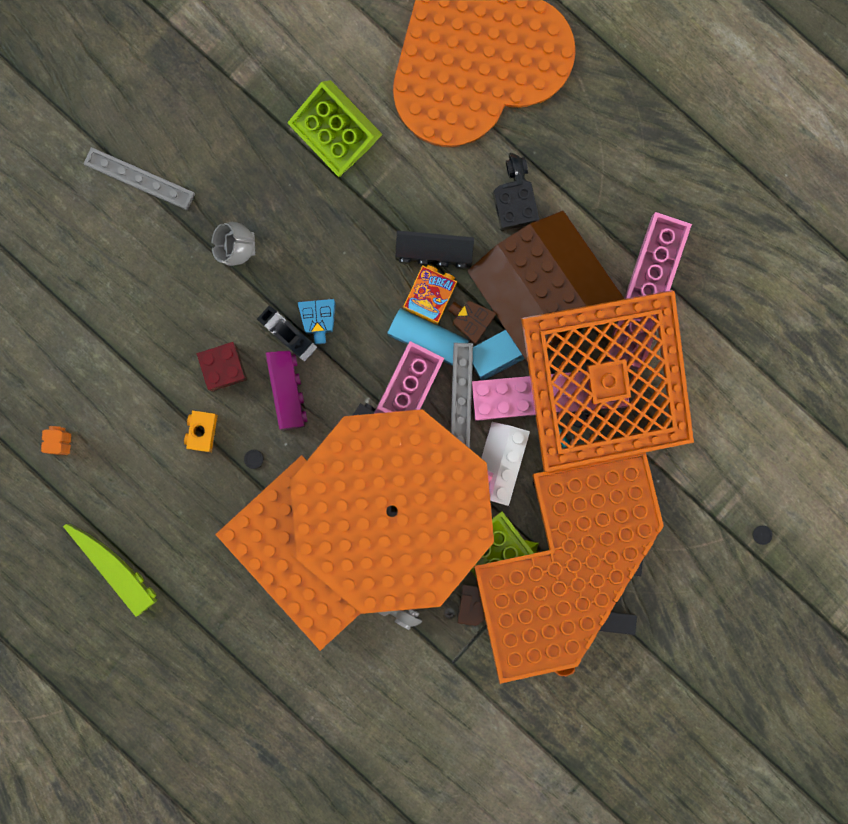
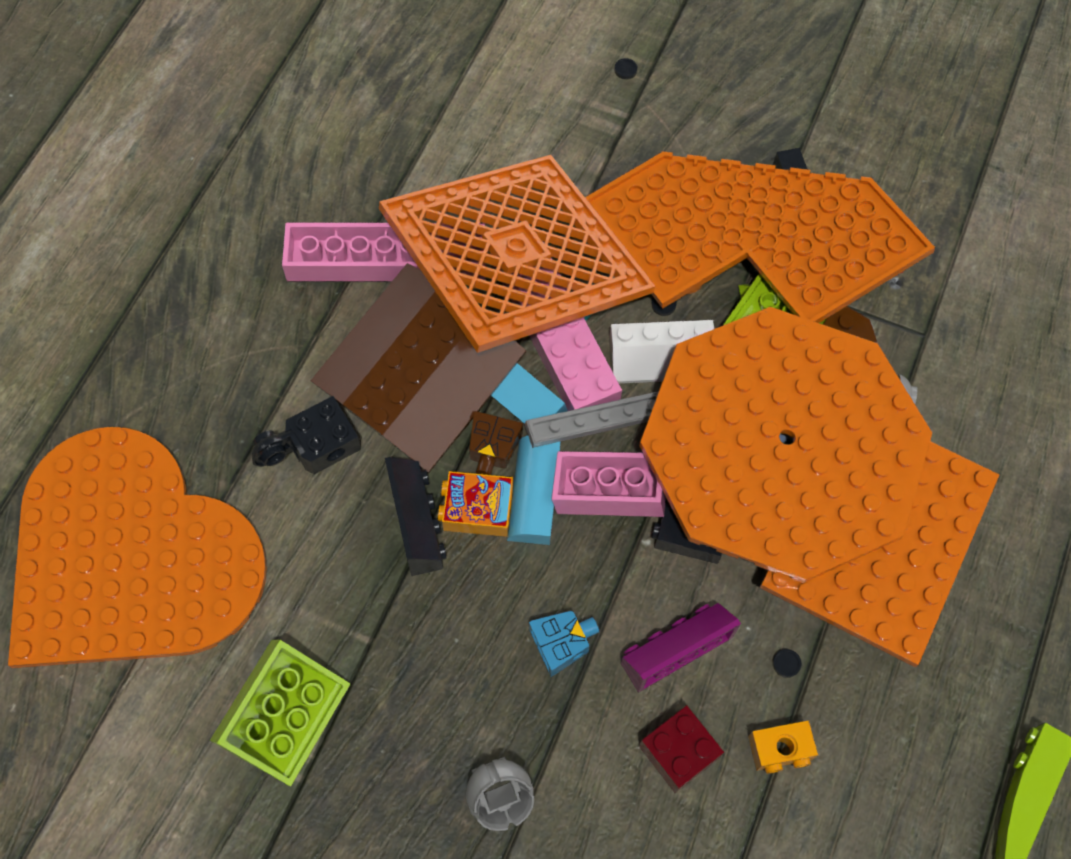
camera: 110 degrees left, 20 degrees down
(286, 333) = (601, 669): black arch -> none

